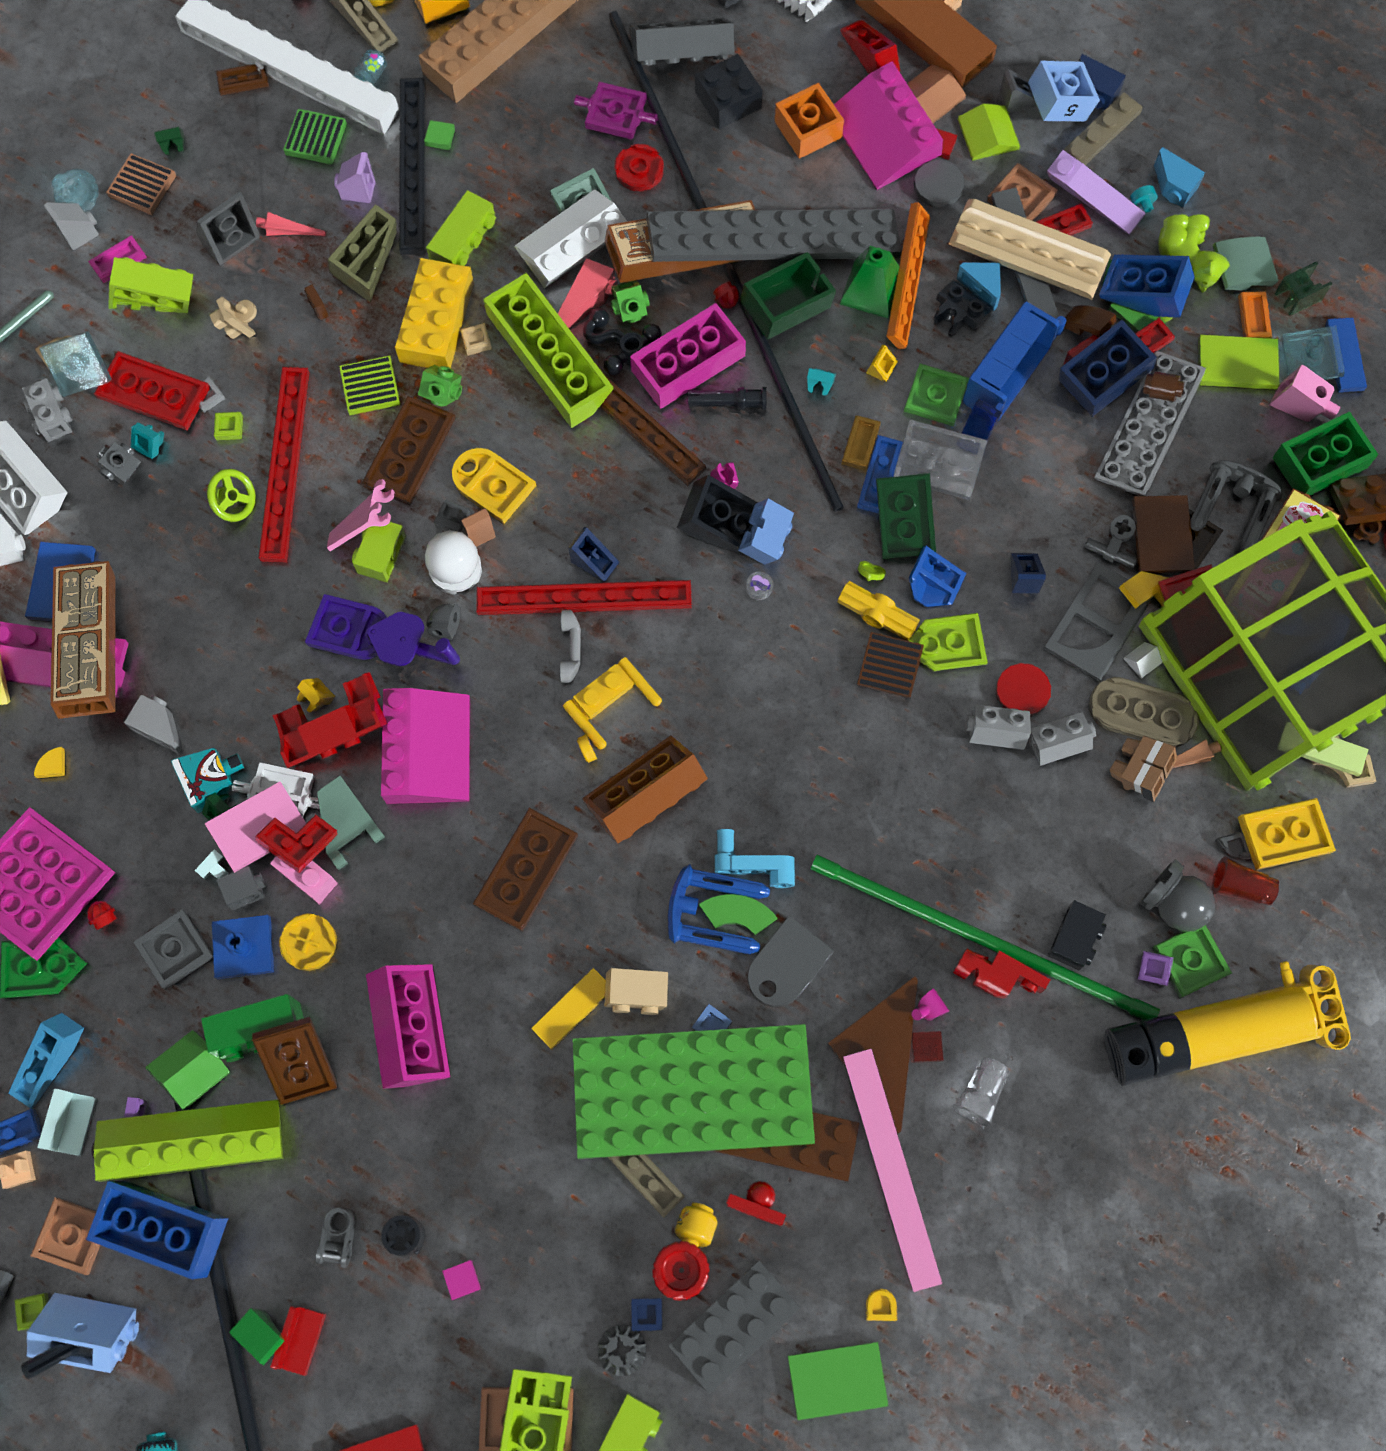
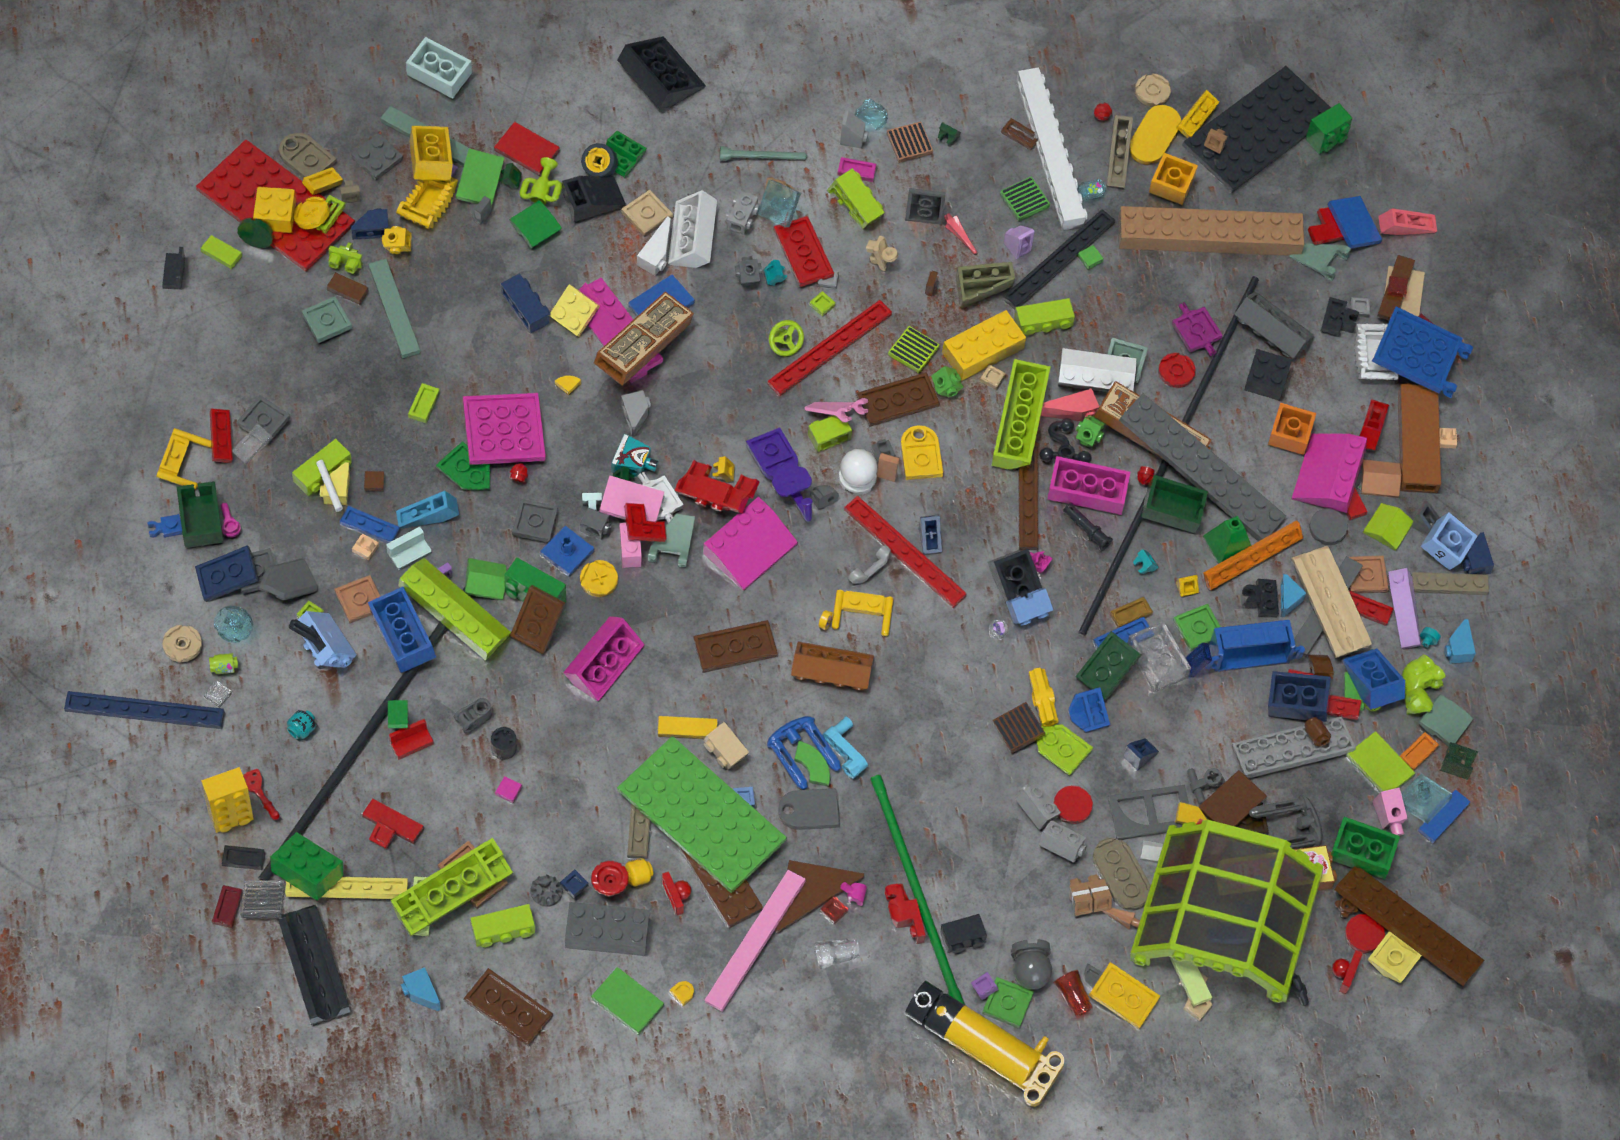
camera: 40 degrees right, 10 degrees down
(871, 571) = (1062, 676): lime piece -> none

